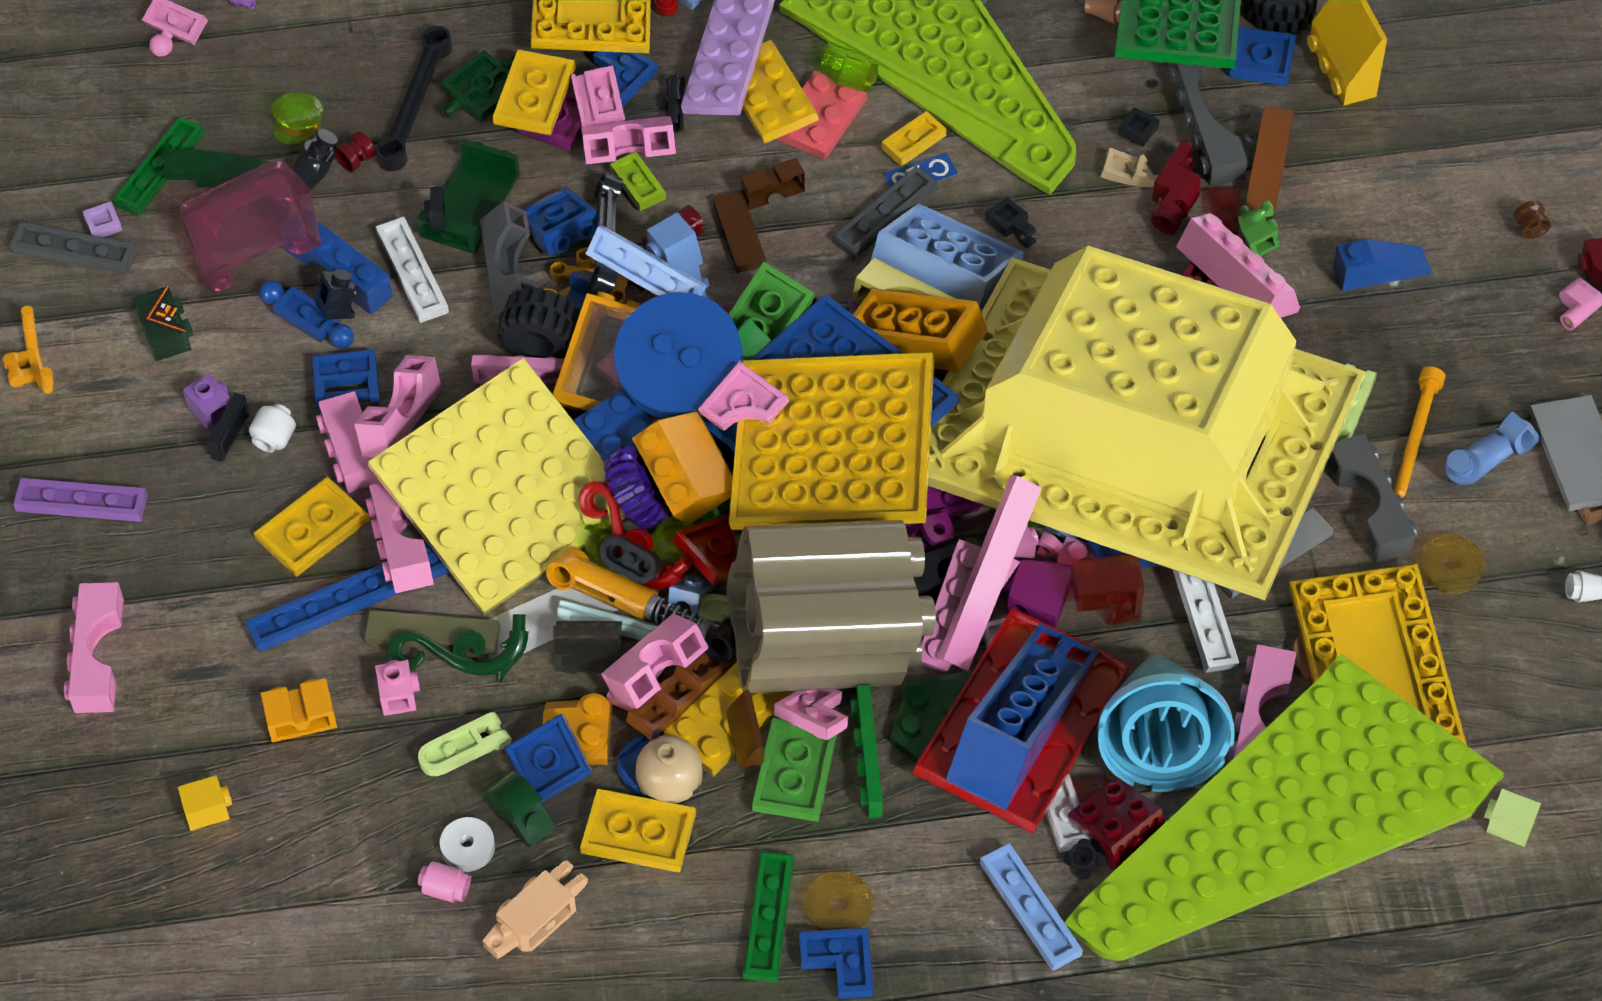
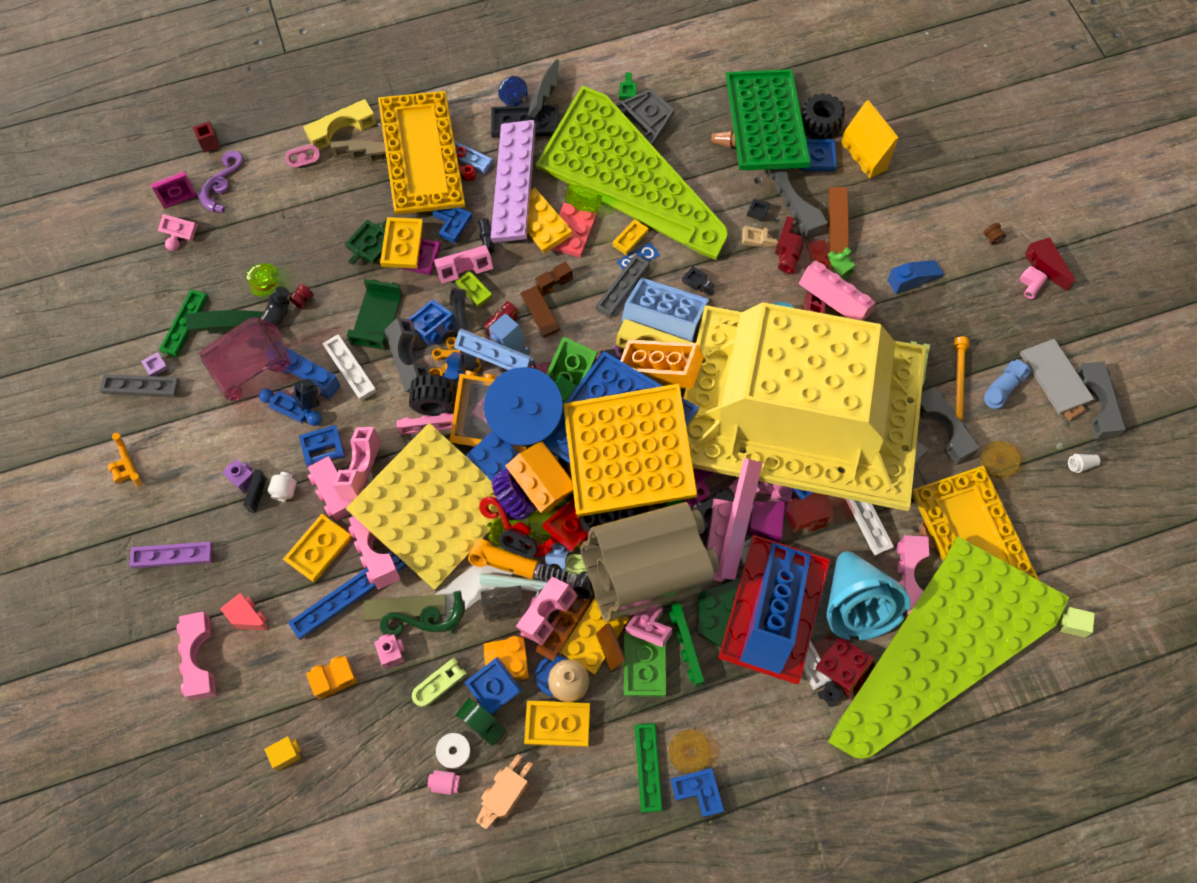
camera: 10 degrees left, 10 degrees up
(162, 322) = (202, 427): clear green brick -> none
(177, 600) = (243, 615): none -> coral slope
(414, 98) = (330, 256): black piece -> none
(435, 208) = (356, 328): black plate -> none
(598, 96) = (440, 239): bright pink plate -> none
(743, 397) = (569, 429): bright pink tile -> none
(1031, 907) = (806, 733): light blue plate -> none

